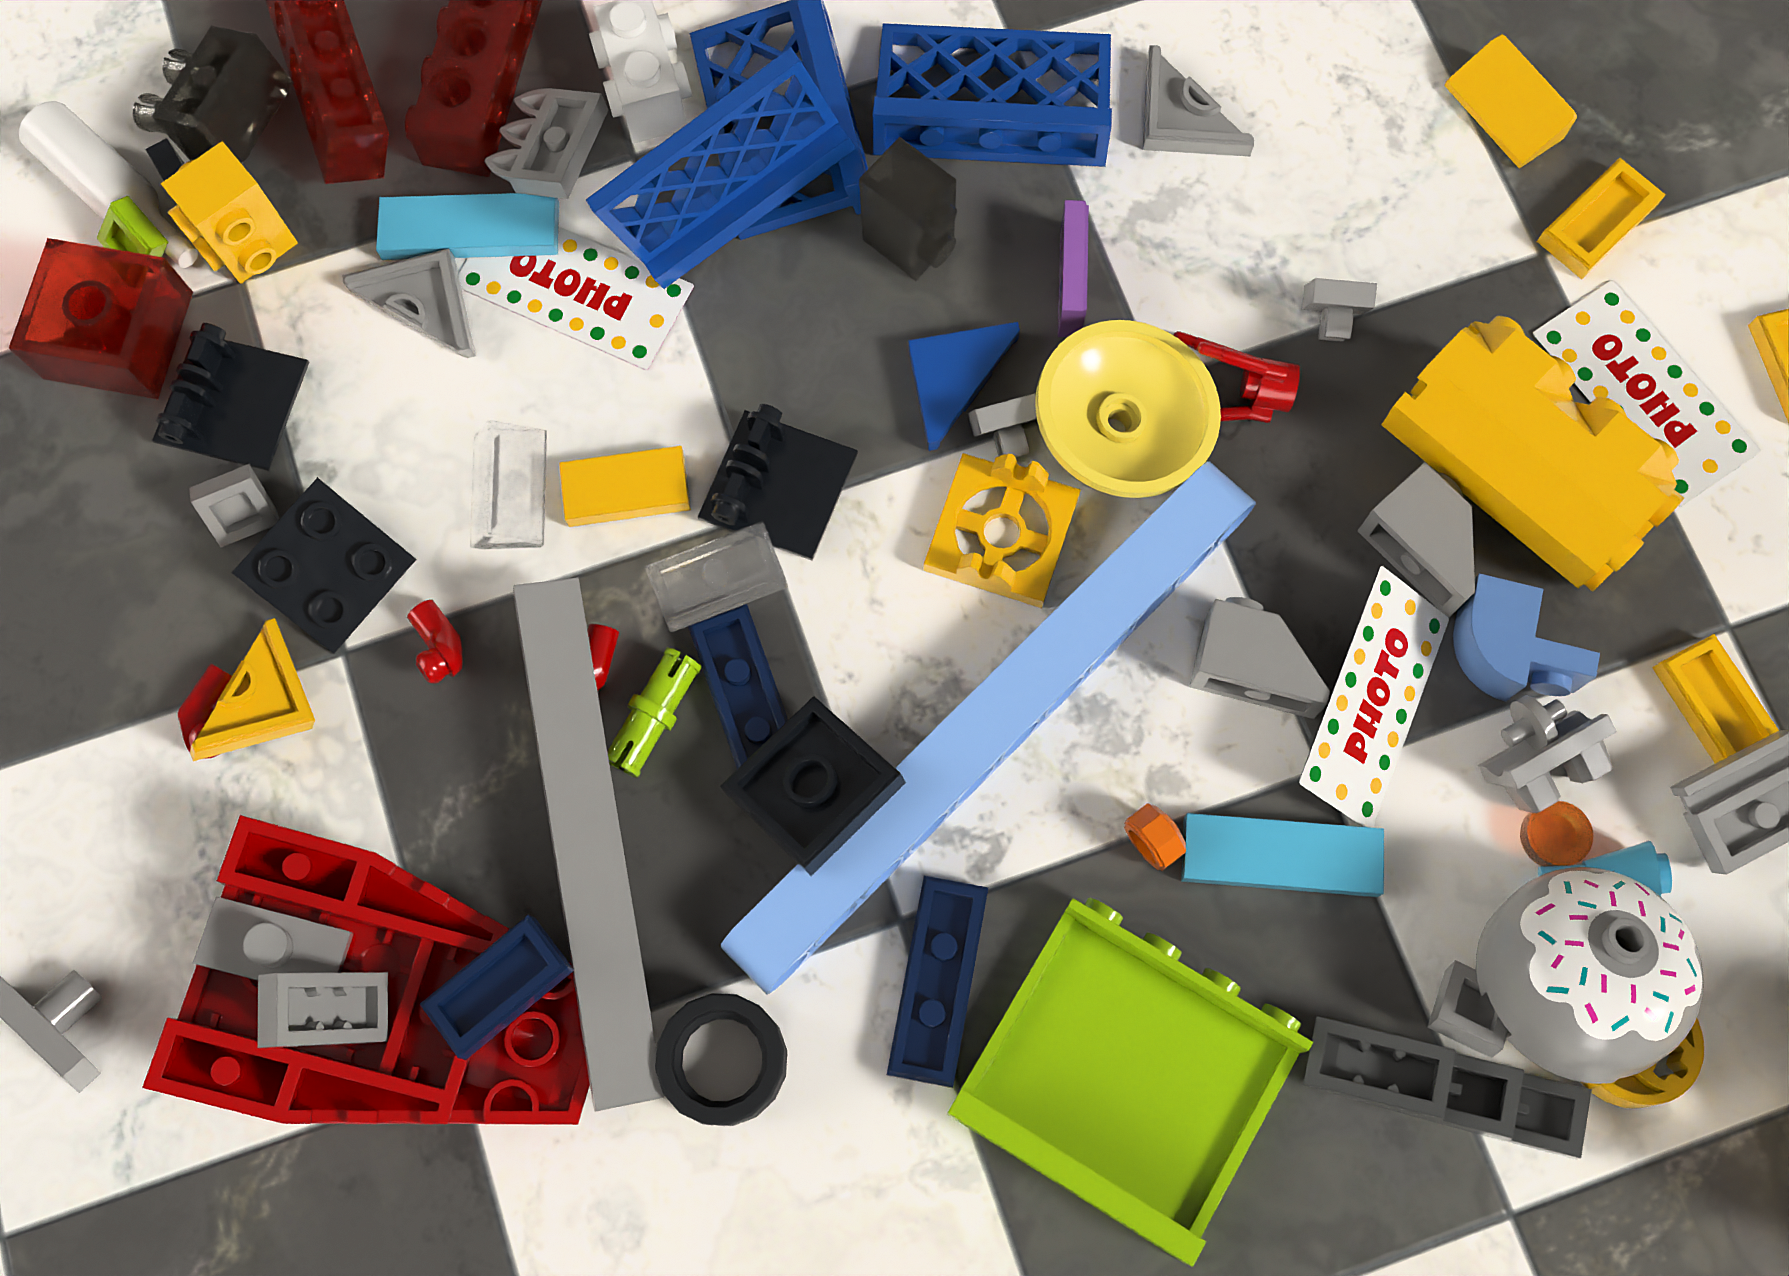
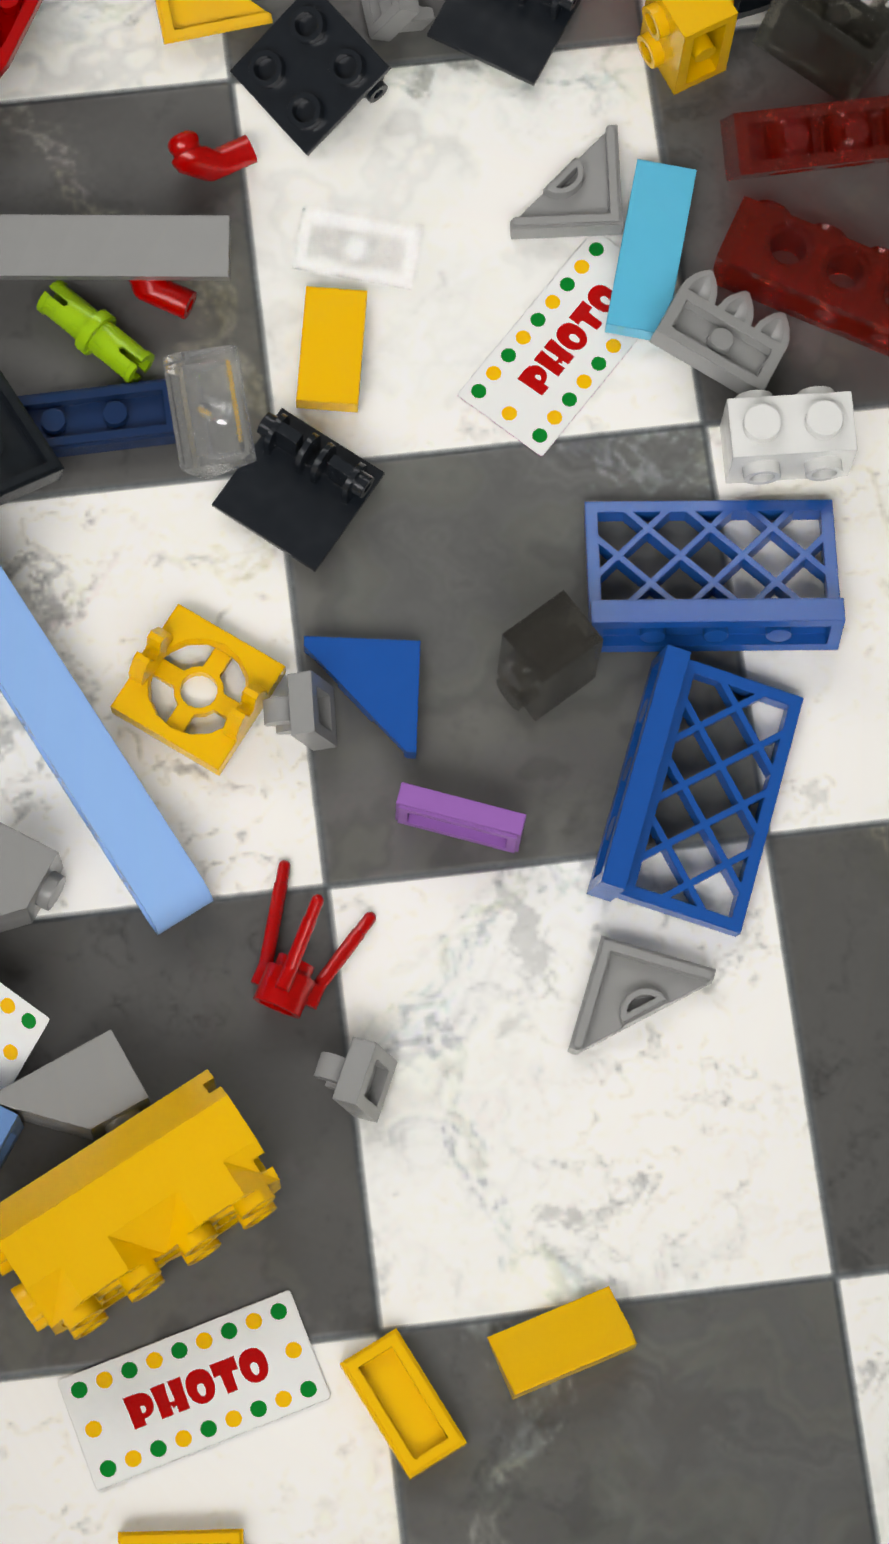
camera: 95 degrees right, 0 degrees up
(725, 199) = (616, 482): blue fence -> none
(1144, 382) = (269, 776): light yellow dish -> none

